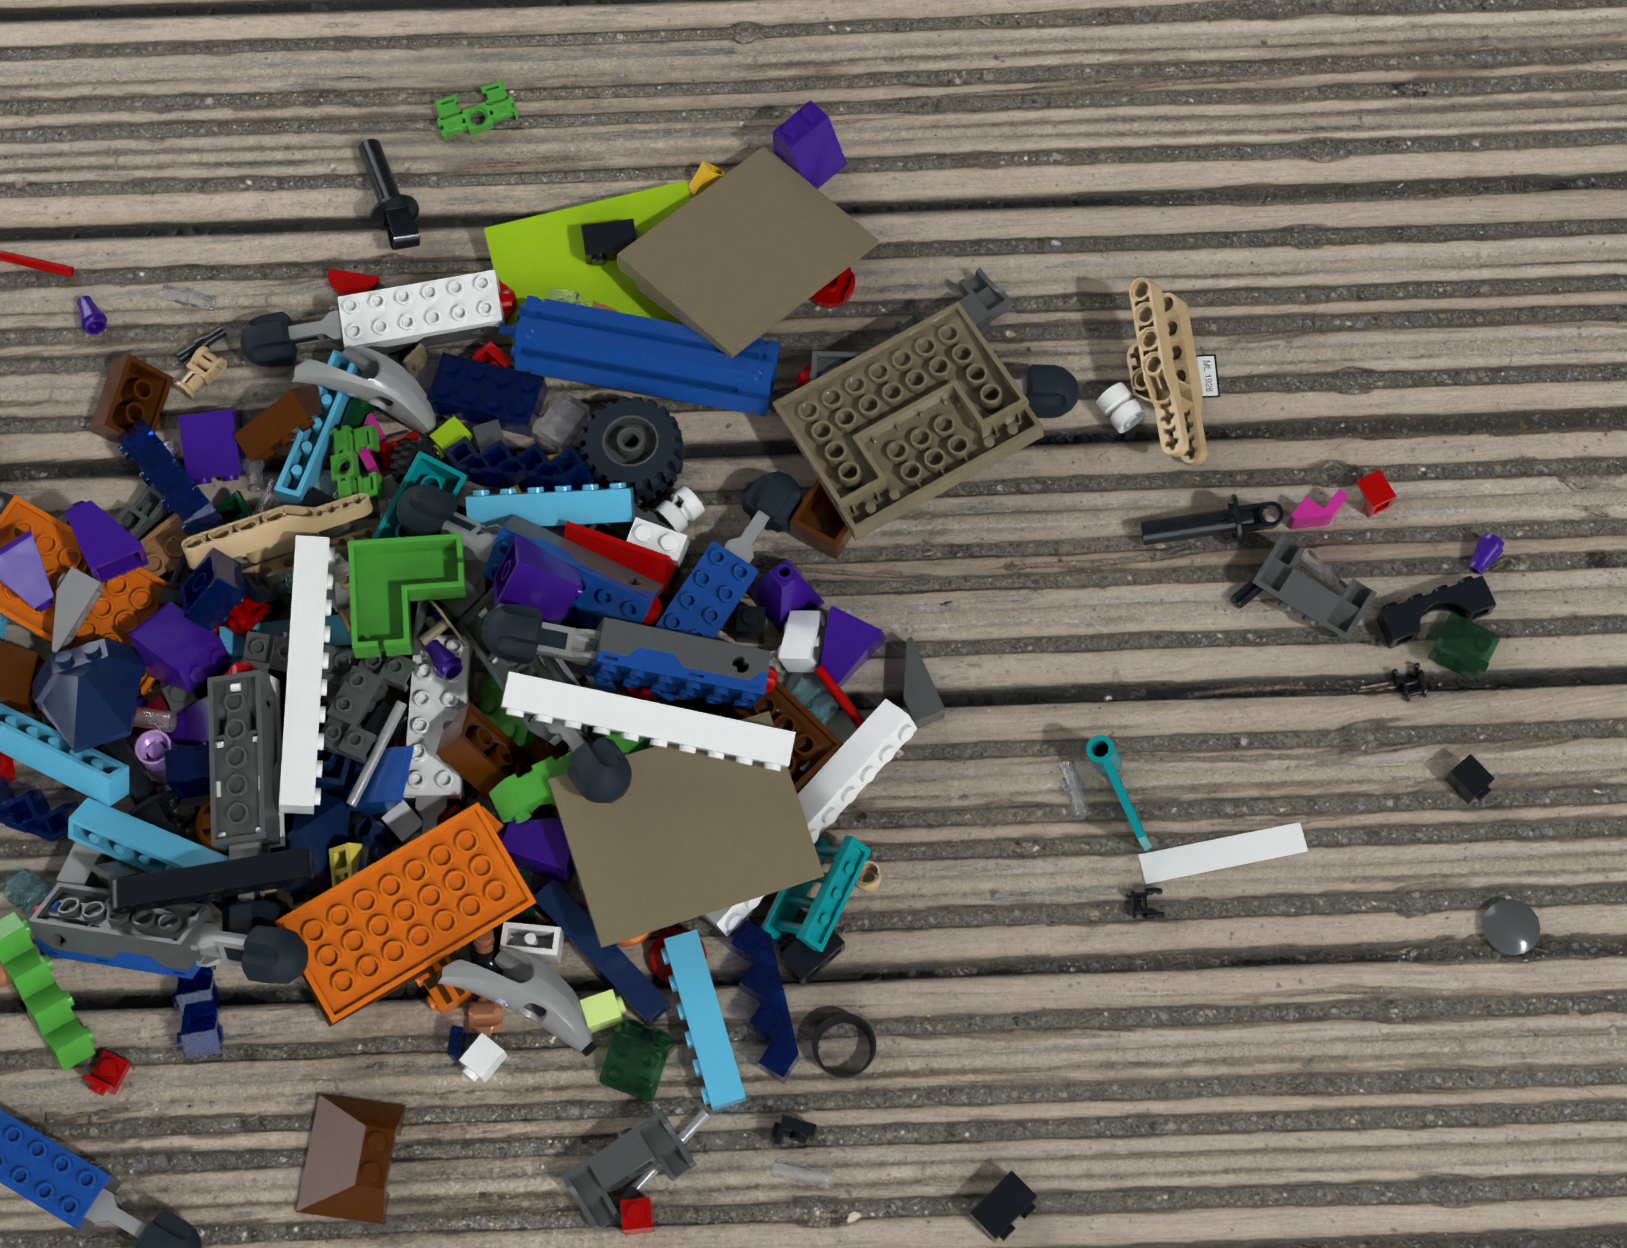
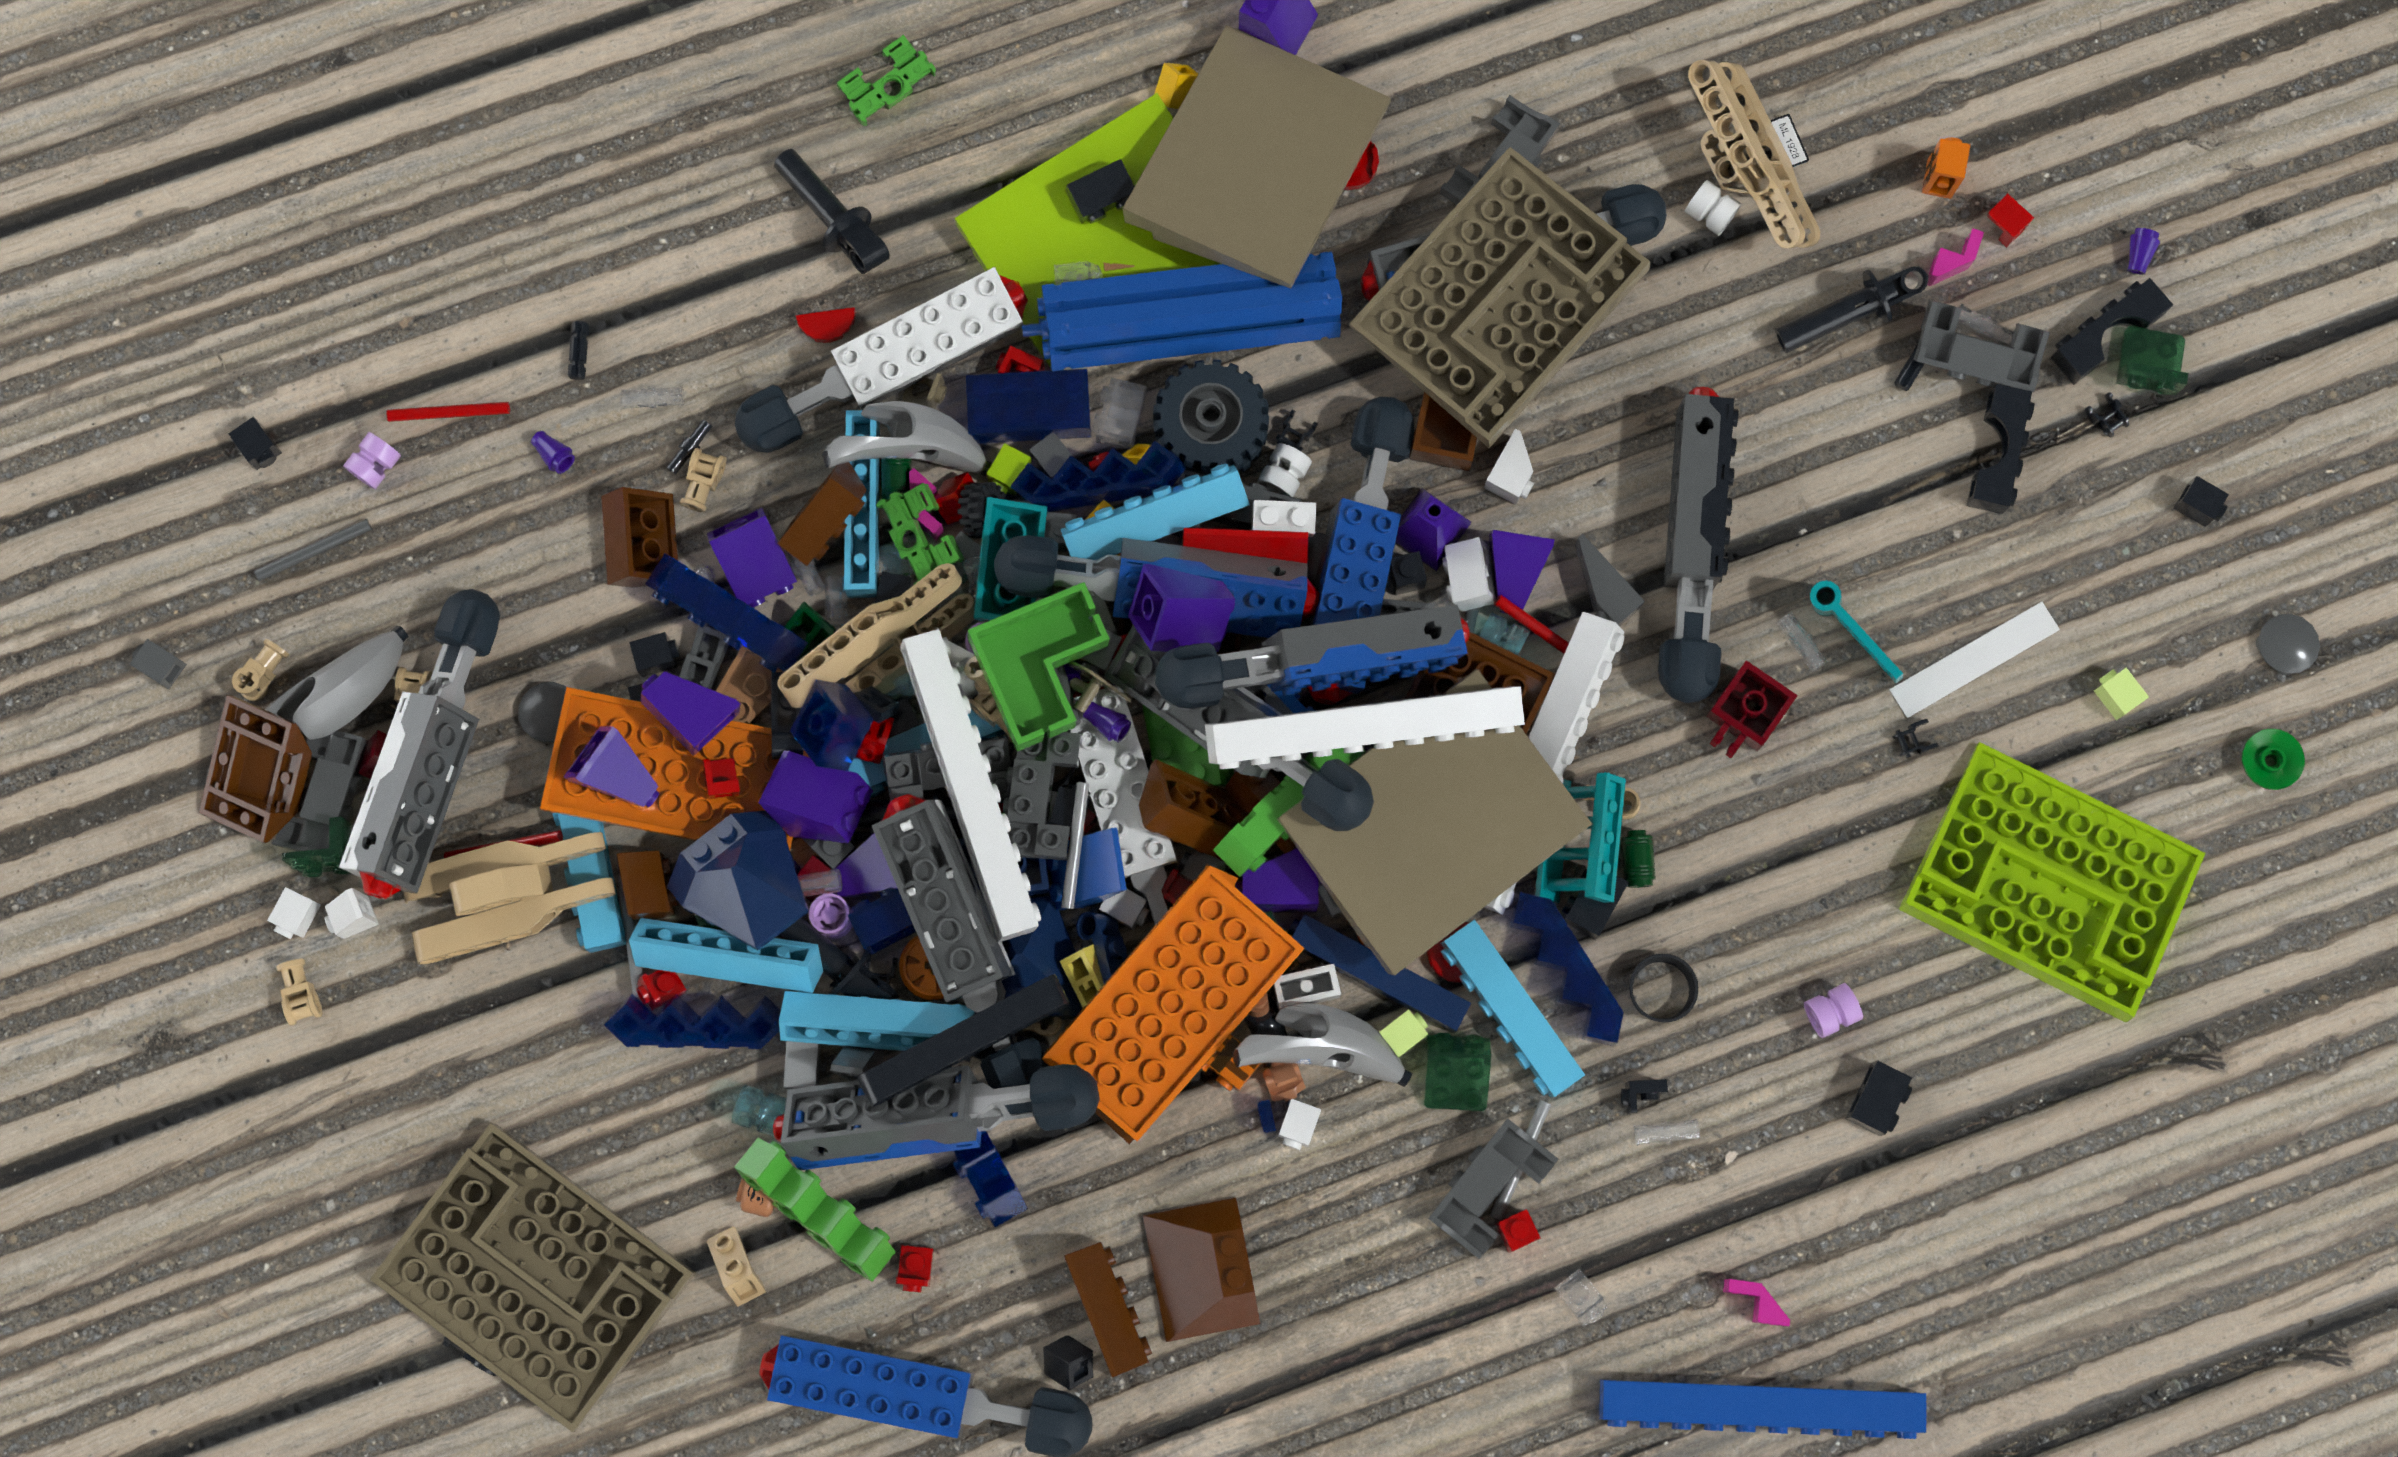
camera: 20 degrees left, 10 degrees up
(74, 601) = (680, 783): light grey slope -> none
(105, 494) = (654, 654): none -> black brick
(110, 609) = (721, 778): none -> red panel
(145, 244) = (578, 350): none -> black axle
(203, 1199) = (1068, 1362): none -> black panel
(252, 1163) = (1107, 1309): none -> reddish brown slope
(706, 489) = (1305, 436): none -> black piece
(863, 927) = (1638, 859): none -> dark green head
(870, 569) = (1512, 471): none -> white slope
(988, 1114) = (1831, 1011): none -> lavender wheel
(1000, 844) = (1746, 725): none -> dark red hinge
(1007, 673) = (1697, 539): none -> piece
(1228, 1068) = (2053, 882): none -> lime slope
(1287, 707) = (2007, 413): none -> black arch
(1332, 433) = (1946, 167): none -> orange brick
(1342, 920) = (2120, 692): none -> yellowish green brick
(1475, 1016) = (2285, 752): none -> green dish

